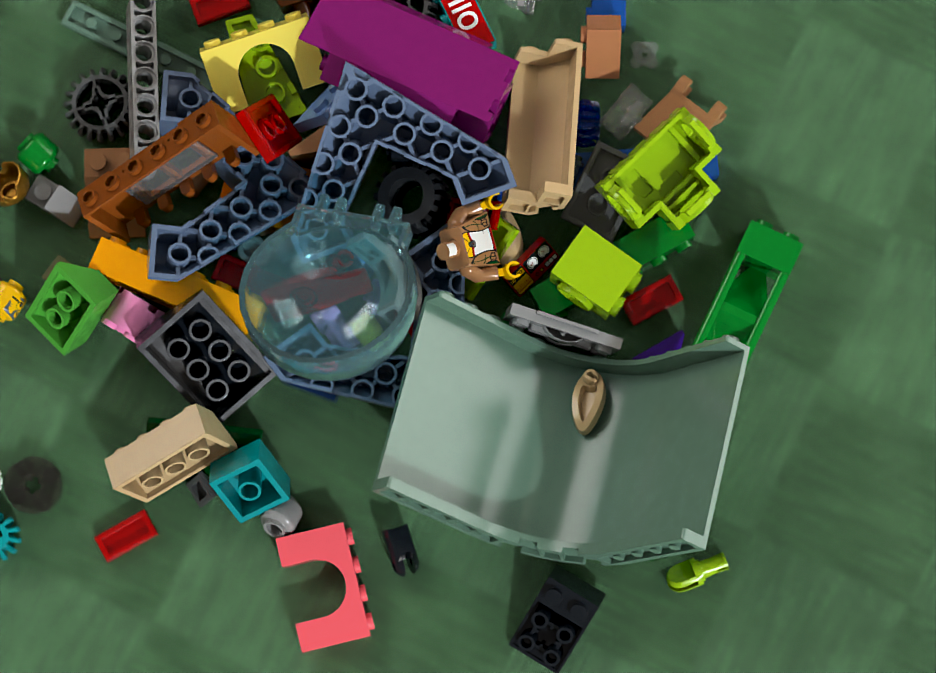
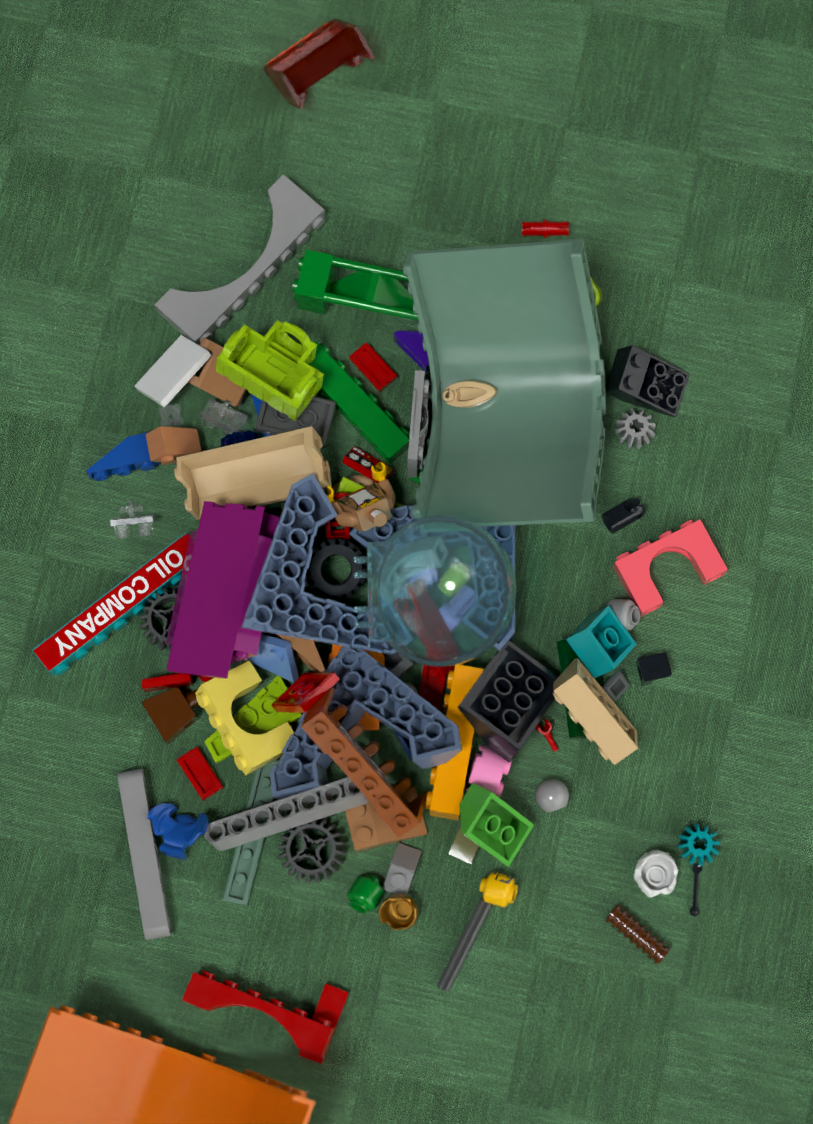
camera: 105 degrees left, 5 degrees down
(24, 471) = (657, 815): clear smoke plate -> none
(93, 384) = (551, 795): none -> light grey piece
(126, 535) = (668, 739): red tile -> none
(170, 396) = (546, 732): none -> red hand
(210, 537) = (653, 668): none -> black panel
(509, 597) = (628, 434): none -> light grey gear
(596, 274) = (367, 402): lime brick -> none
(696, 65) = (172, 370): none -> white tile
(779, 545) = (545, 228): none -> red pin
(855, 244) = (202, 312): none -> light grey arch

